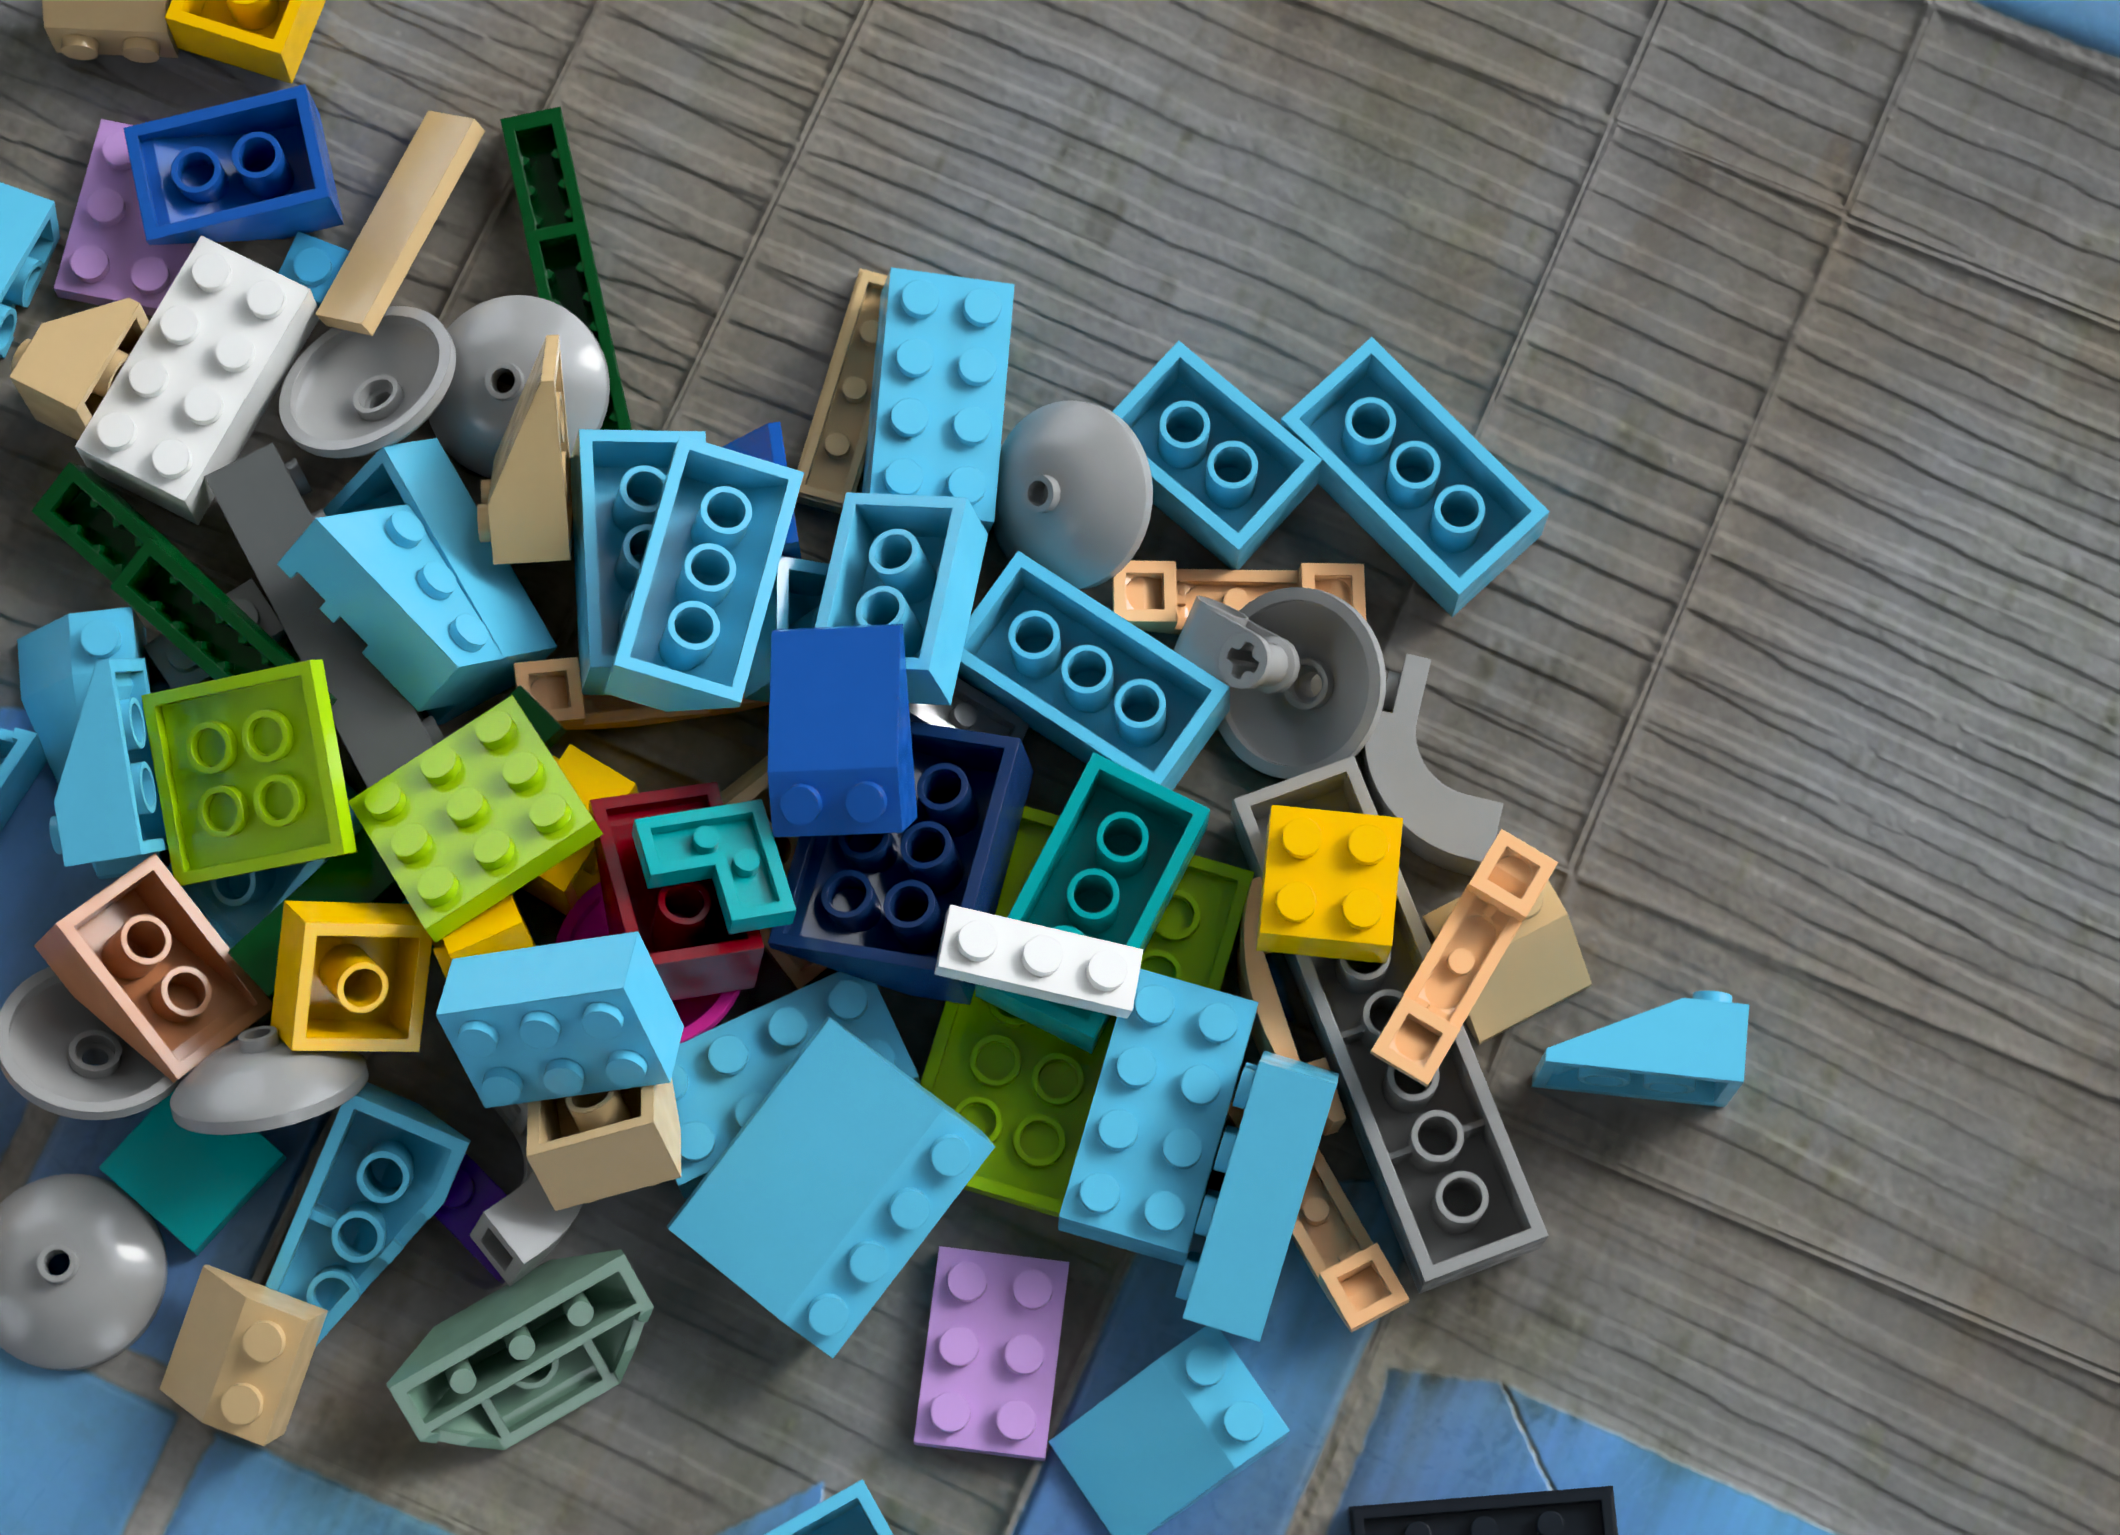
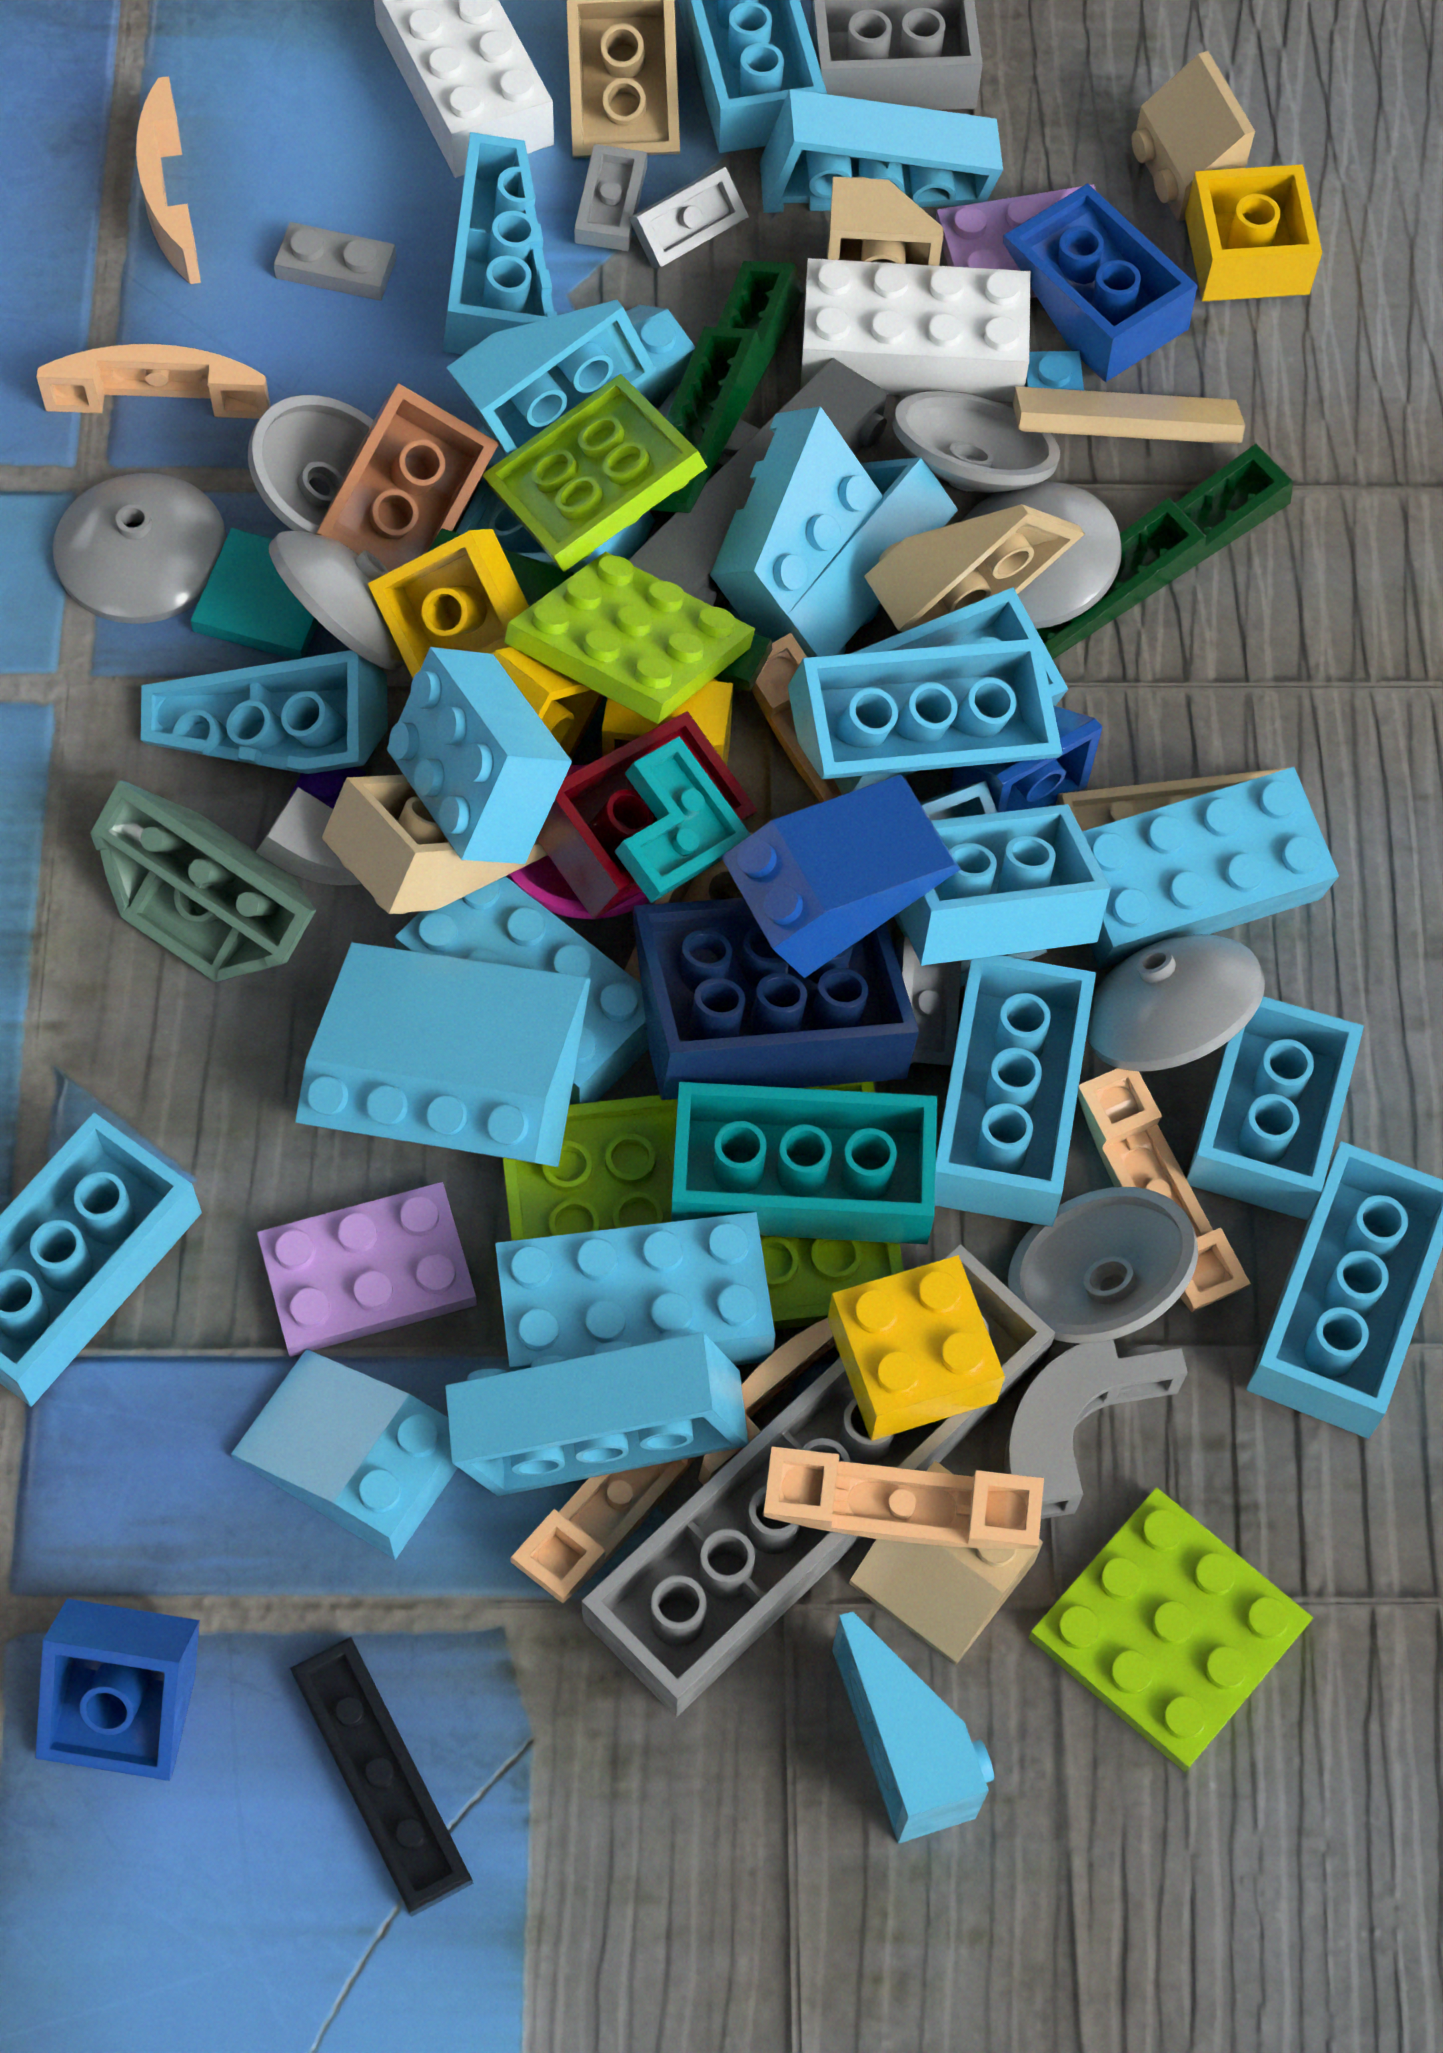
camera: 65 degrees right, 10 degrees down
(242, 1355) = (113, 690): tan slope -> none
(1038, 961) = (714, 1118): white plate -> none
(1236, 648) = (1105, 1194): light grey piece -> none
(1637, 787) = (1170, 1629): none -> lime plate

